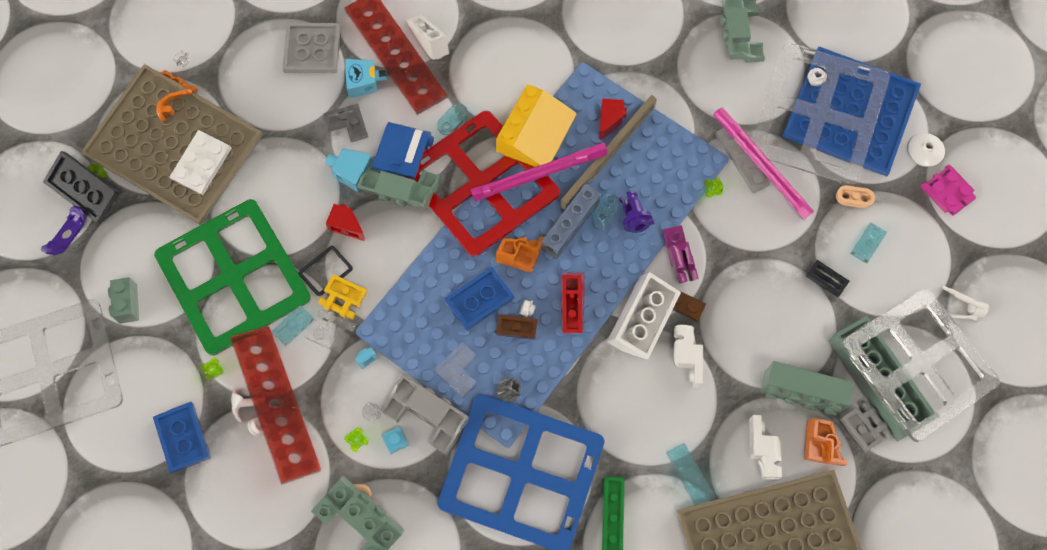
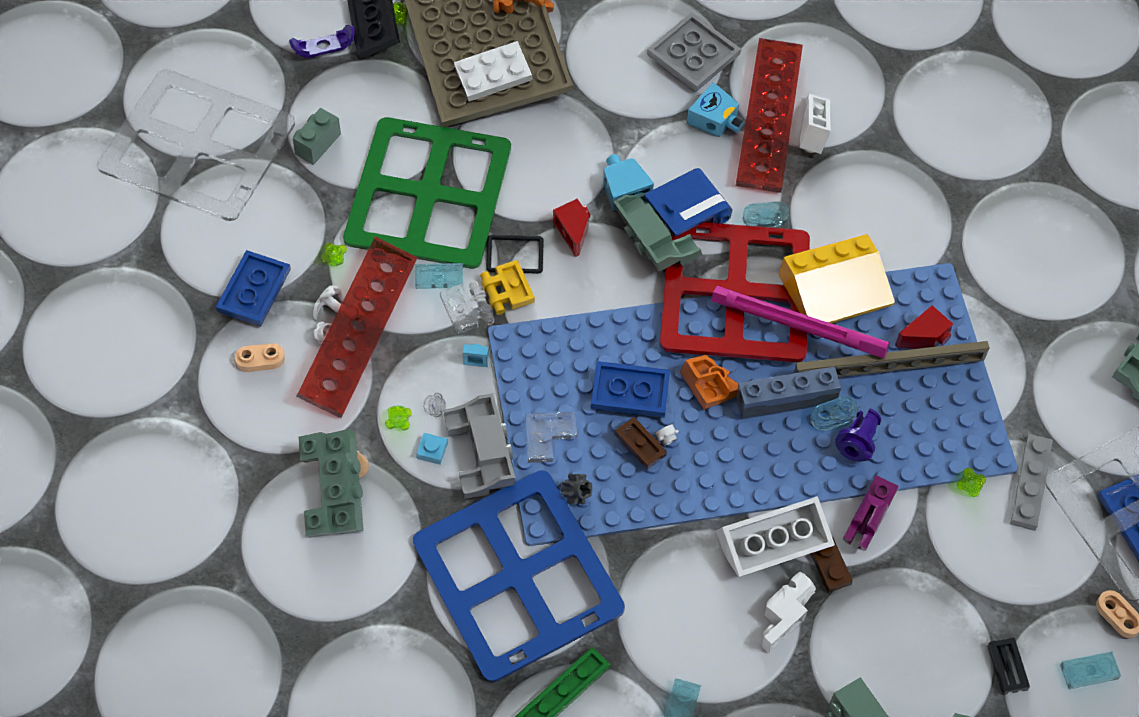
camera: 40 degrees right, 10 degrees down
(230, 479) = (259, 357): none -> light nougat plate
(347, 117) = (667, 138): flat silver plate -> none
(573, 301) = (718, 464): red slope -> none
(763, 163) = (1046, 499): dark pink piece -> none

